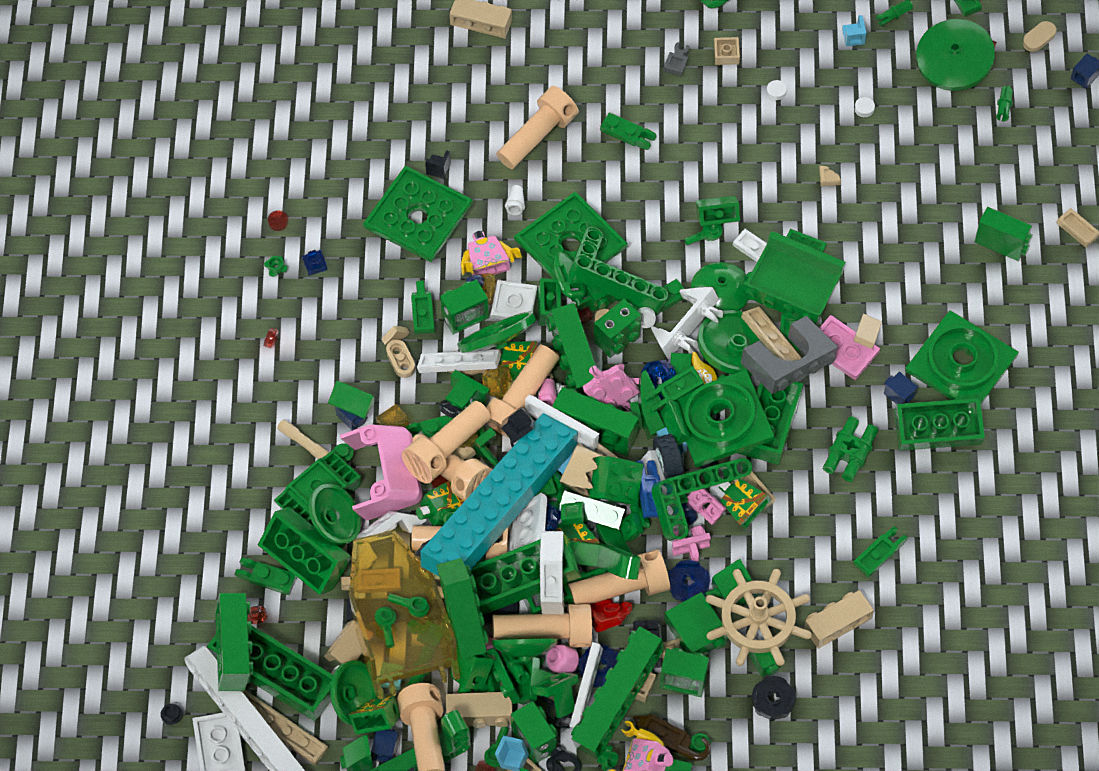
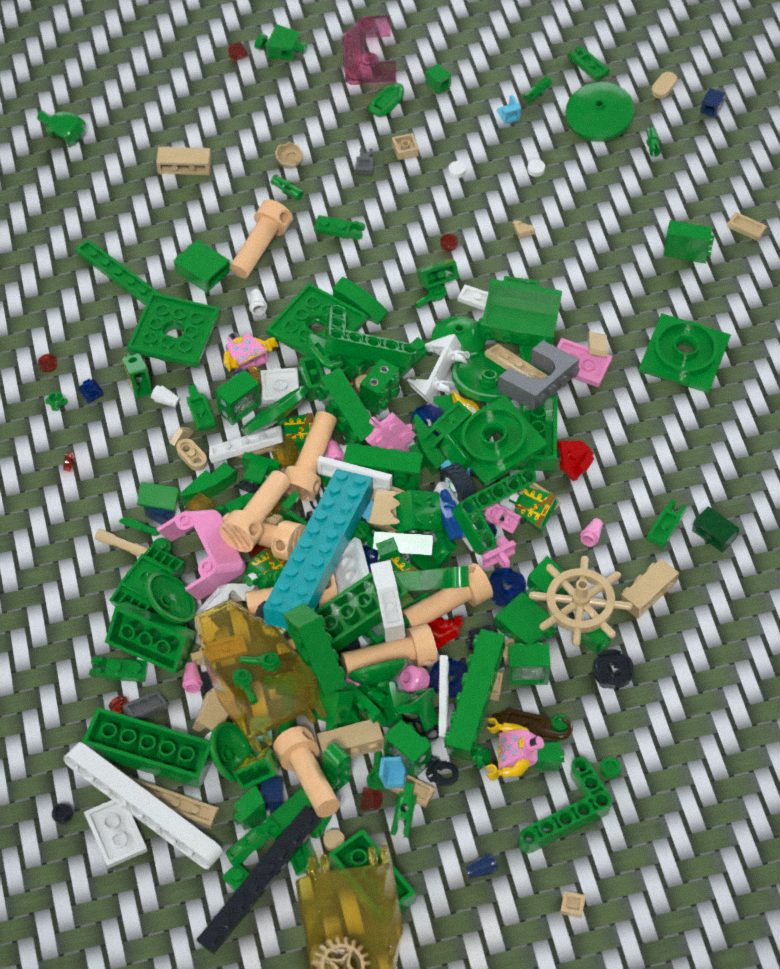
camera: 15 degrees left, 5 degrees down
(232, 642) = (107, 730): green brick -> none
(282, 622) = (145, 706): none -> dark grey plate
(325, 424) = (131, 522): none -> green piece
(337, 603) = (192, 681): none -> bright pink cone
(365, 248) = (135, 367): none -> green torso
(375, 130) = (115, 271): none -> green tile
(388, 286) = (164, 396): none -> white cone
(409, 396) = (209, 484): none -> green slope
(438, 166) = (180, 288): black panel -> none
(468, 145) = (202, 266): none -> green brick
(517, 424) = (317, 482): black panel -> none
(584, 71) = (295, 192): none -> green pin
(595, 34) = (289, 155): none -> tan hair
(625, 223) = (359, 299): none -> green slope
(647, 317) = (404, 372): white tile -> none
(742, 175) = (448, 242): none -> clear red tile
(796, 544) = (591, 534): none -> bright pink cone
(803, 455) = (575, 458): none -> red plate
(841, 449) = (613, 444): green pin -> none
(900, 389) = (640, 386): dark blue brick -> none
(930, 570) = (715, 529): none -> dark green panel
(939, 424) = (684, 406): green brick -> none

